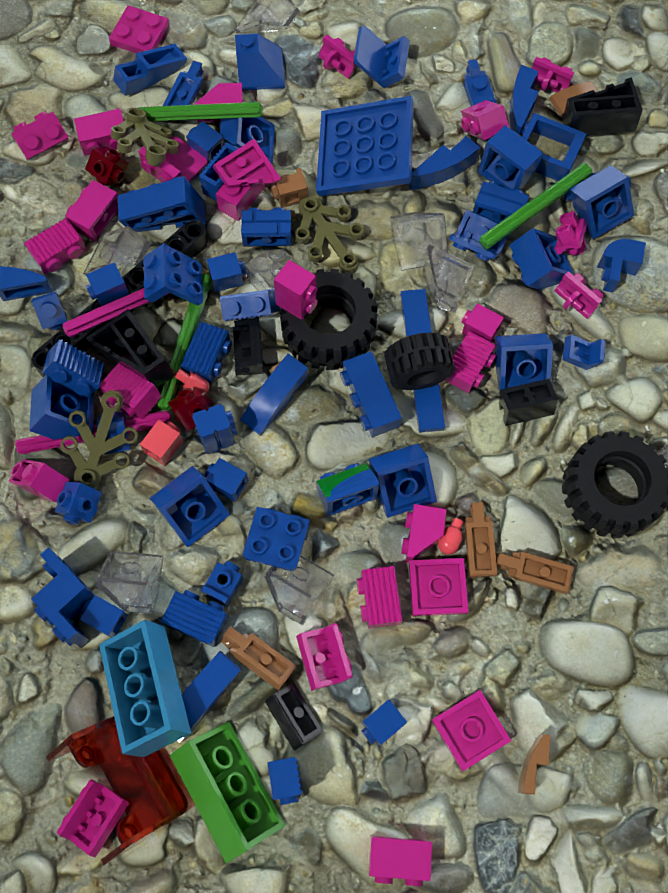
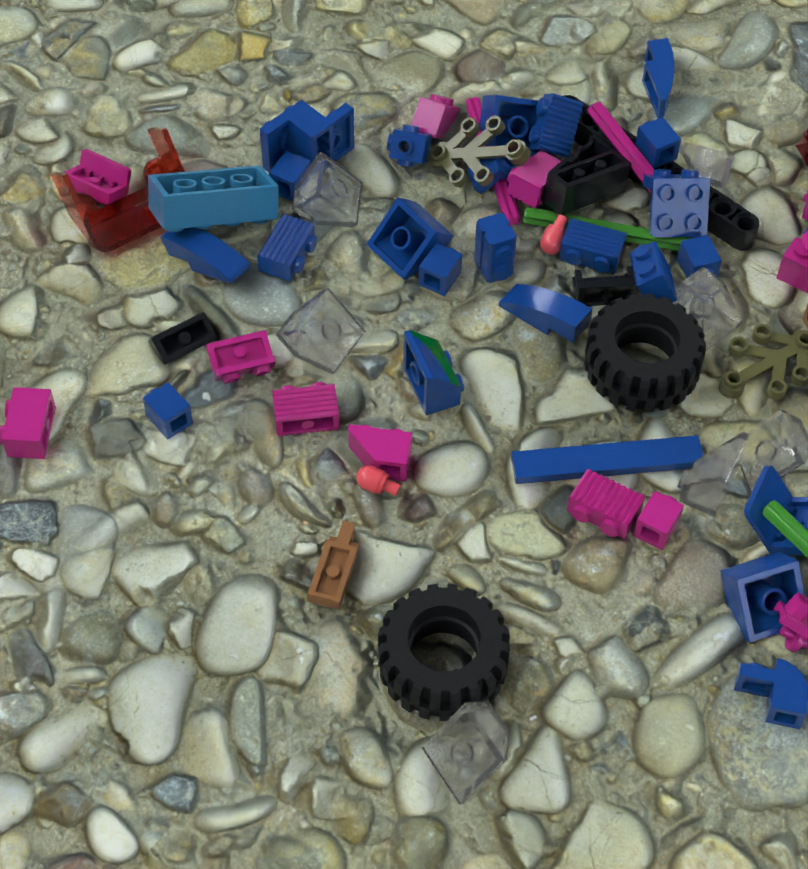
camera: 90 degrees right, 15 degrees down
(49, 311) = (626, 106): blue bracket -> none
(55, 246) = (710, 111): dark pink brick -> none
(93, 210) = (761, 140): dark pink brick -> none
(160, 205) = (777, 197): blue wedge -> none
(162, 442) = (477, 206): coral brick -> none
(187, 403) = (528, 231): dark red brick -> none
(223, 593) = (323, 269): blue brick -> none
(227, 791) = (112, 280): bright green slope -> none
(258, 657) = (242, 303): medium nougat hinge -> none
(266, 227) = (766, 296): blue brick -> none
(276, 538) = (371, 305): blue bracket -> none
(285, 780) = (115, 317): blue brick -> none
(295, 290) = (657, 285): dark pink brick -> none
(370, 394) = (553, 401): blue brick -> none
(403, 479) = (446, 431): blue slope -> none
(419, 361) = (588, 427): black tyre -> none
(438, 587) = (317, 466): dark pink plate -> none
(471, 730) = (154, 493): dark pink plate -> none
(480, 543) = (371, 508): medium nougat hinge -> none
(522, 359) = (609, 563): blue slope -> none
(528, 402) = (554, 565): black hinge -> none
(536, 756) = (120, 554): medium nougat slope -> none
(578, 295) = (728, 627): dark pink hips -> none
(583, 353) = (632, 633): blue bracket -> none

